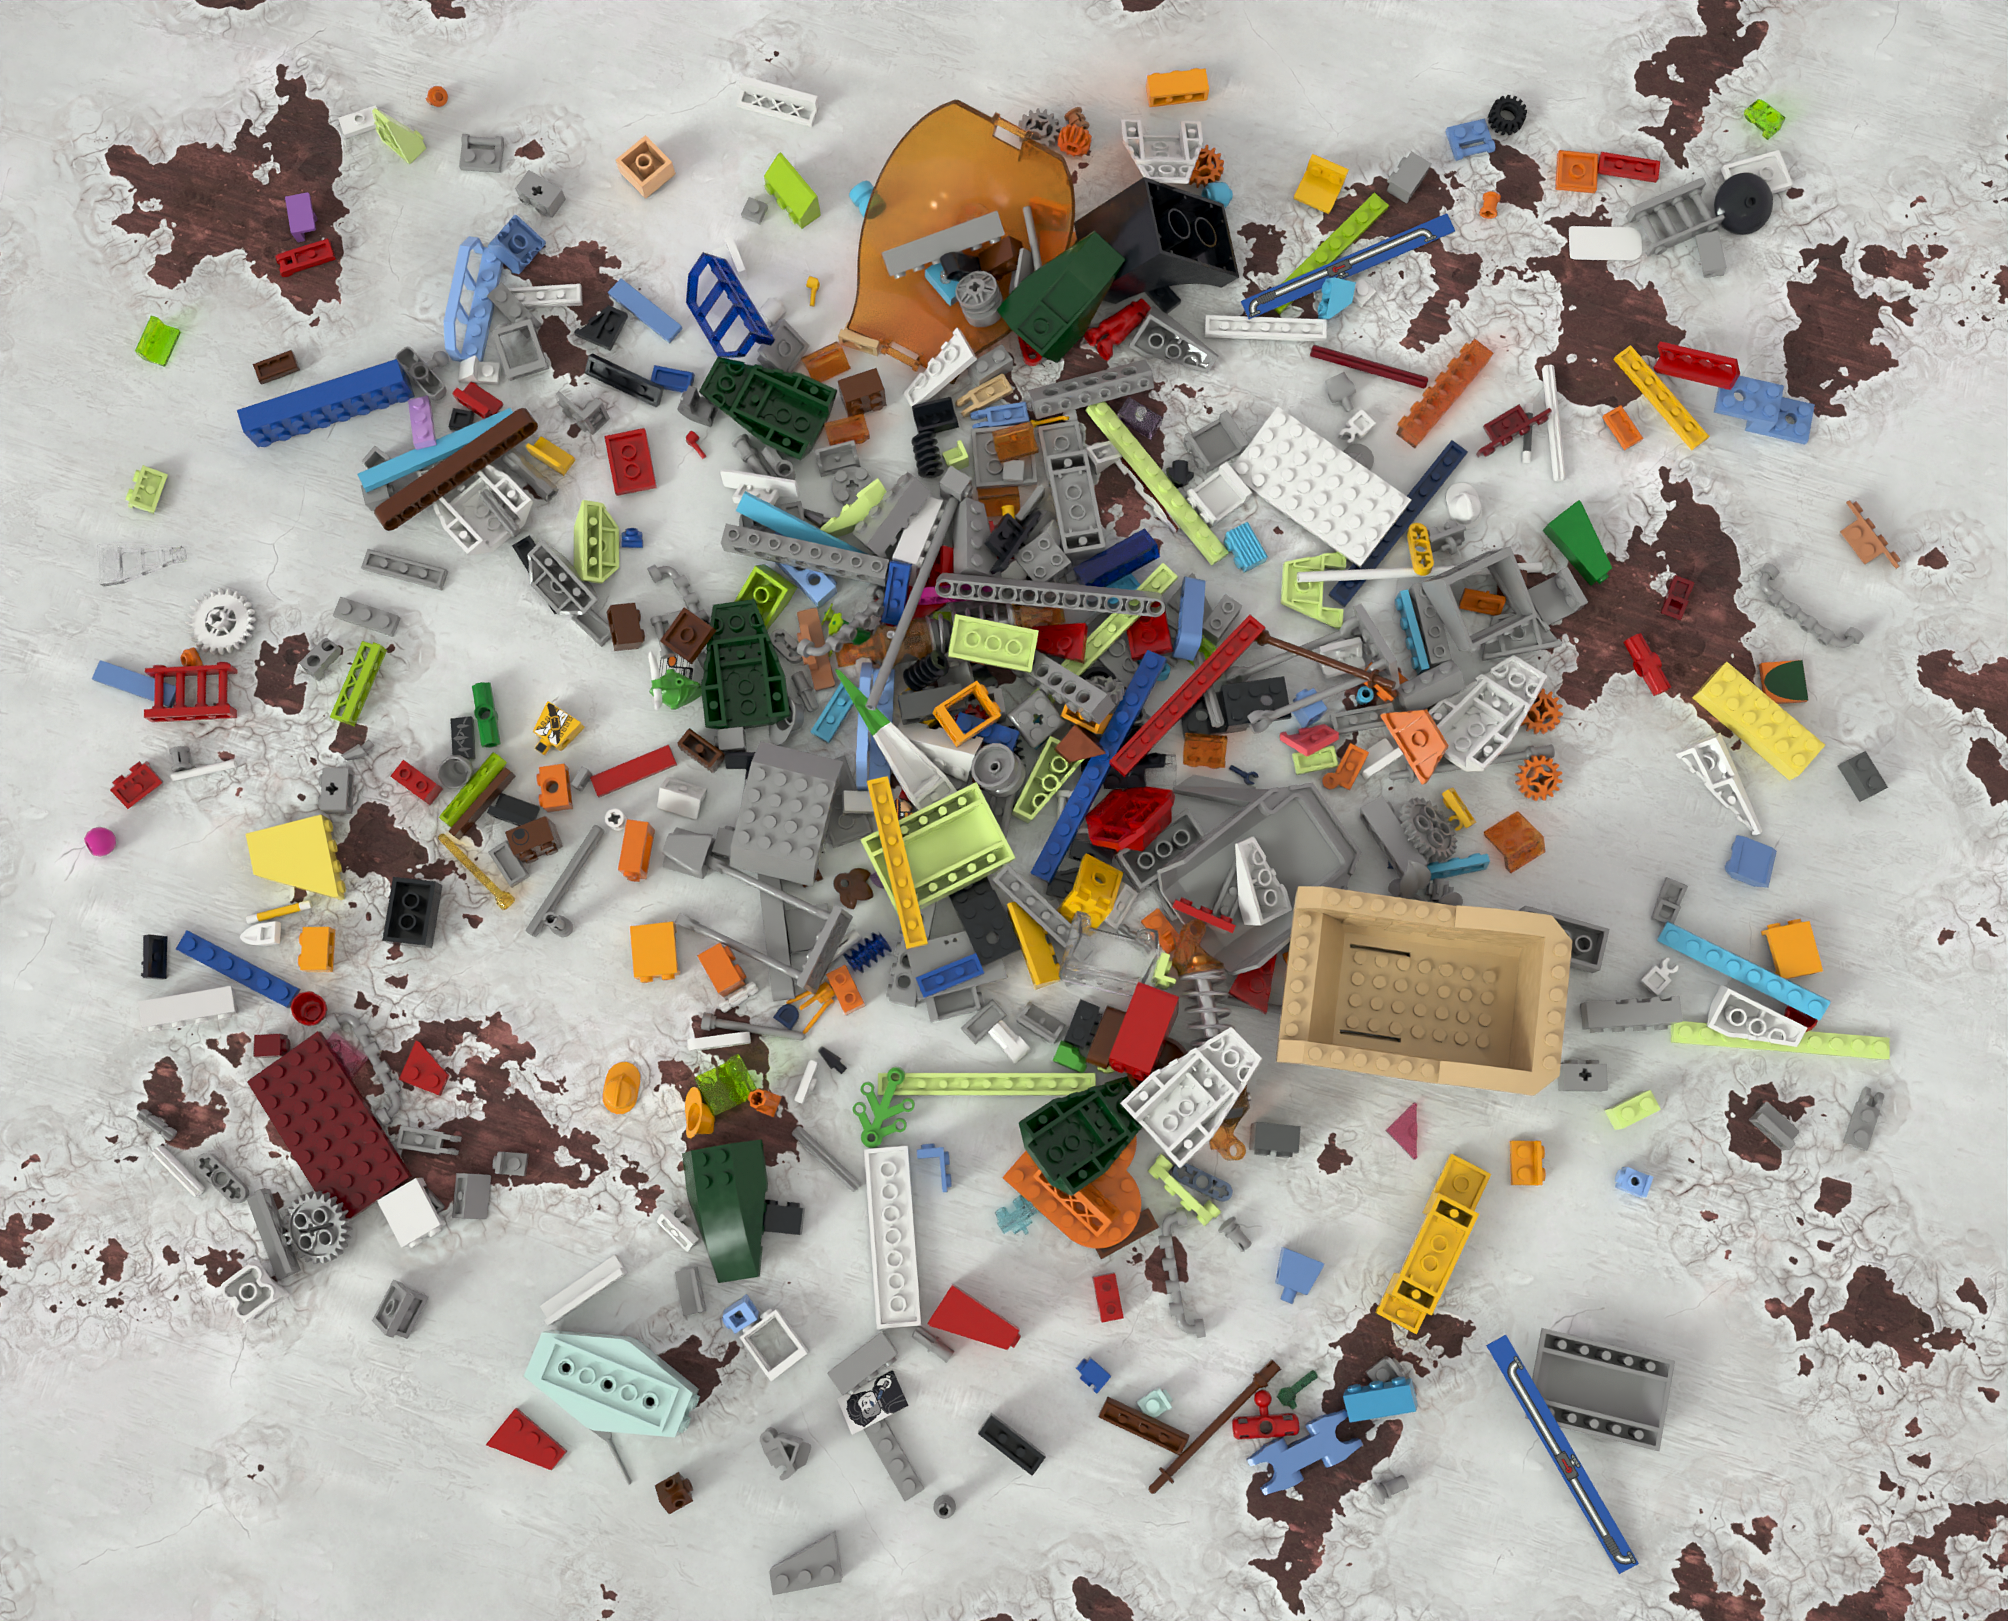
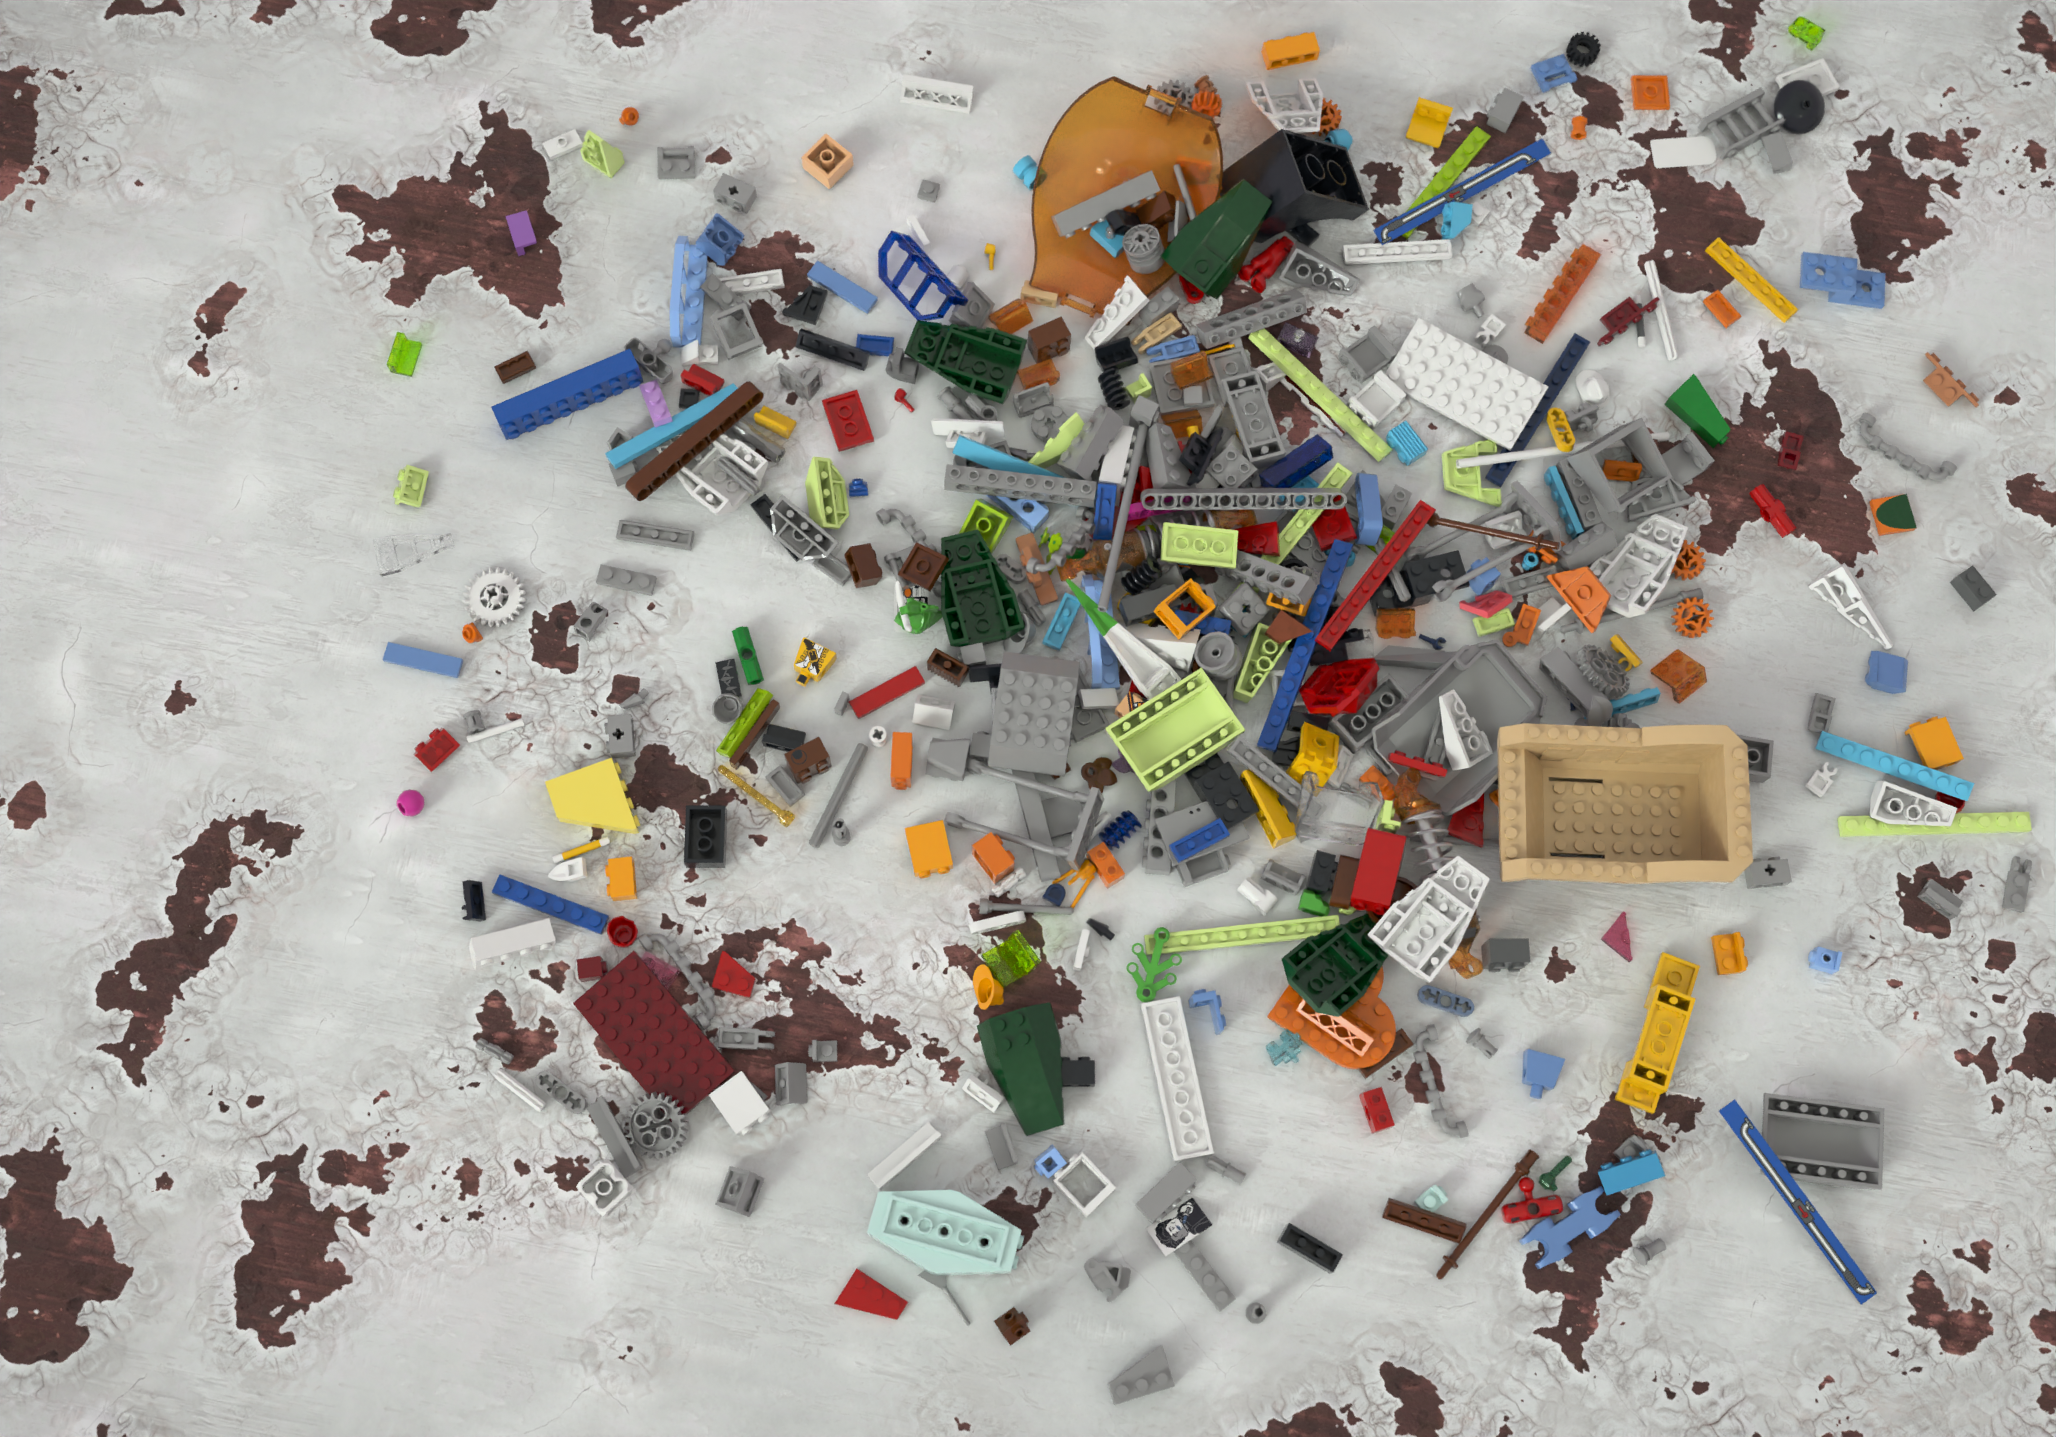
camera: 10 degrees left, 5 degrees down
(180, 711) = (487, 677): red fence -> none
(305, 257) = (528, 268): red plate -> none
(361, 685) = (631, 640): lime fence -> none
(416, 782) = (693, 721): red brick -> none
(562, 797) = (823, 724): orange brick -> none
(621, 1088) = (913, 974): light orange piece -> none
(764, 1101) = (1047, 970): orange piece -> none
(791, 192) = (962, 171): lime slope -> none
(826, 1158) = (1107, 1016): light grey axle -> none
(897, 863) = (1142, 744): yellow plate -> none
(970, 1318) = (1260, 1141): red slope -> none
(983, 1021) = (1231, 881): light grey tile -> none
(1093, 1374) = (1373, 1179): blue brick -> none
(1179, 473) = (1339, 384): black piece -> none
(1205, 1212) = (1452, 1026): yellowish green plate -> none
(1369, 366) = (1491, 276): dark red axle -> none
(1628, 167) = (1695, 84): red plate -> none
(1631, 1013) = (1802, 813): light grey wedge -> none
(1632, 1109) = (1815, 897): yellowish green brick -> none
(1697, 368) = (1779, 250): red fence -> none
(1758, 721) = (1876, 550): light yellow brick -> none

